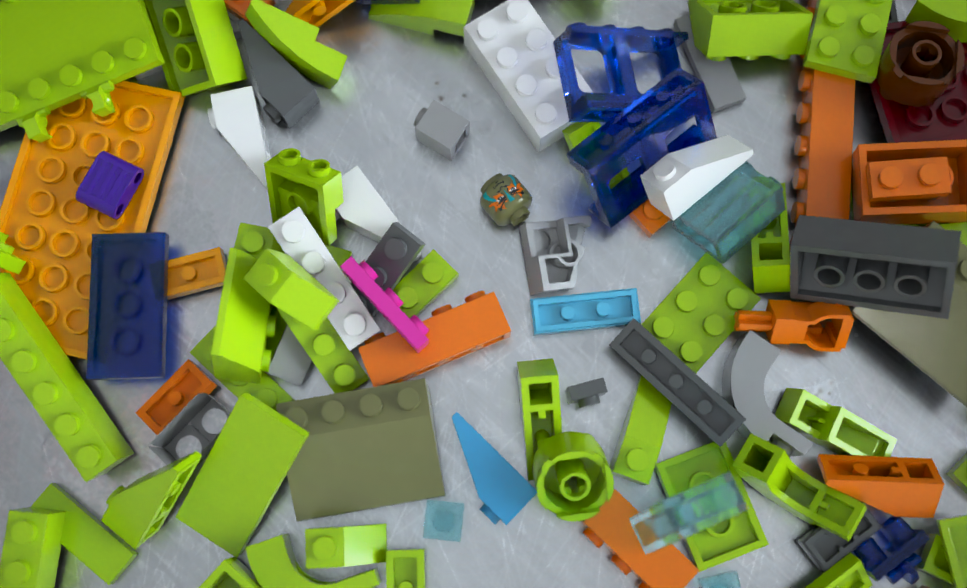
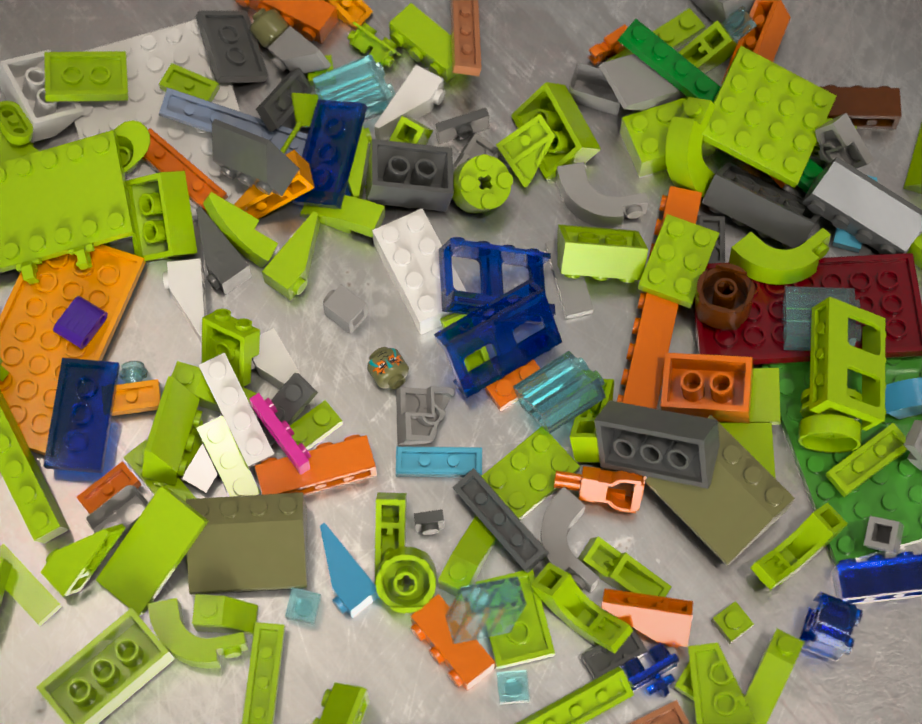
camera: 10 degrees right, 10 degrees down
(187, 240) = (133, 371): none -> clear light blue plate
(291, 288) = (210, 411): lime slope -> none
(366, 84) = (291, 265): none -> lime slope
(691, 173) = (533, 361): white slope -> none
(908, 179) = (696, 382): orange plate -> none

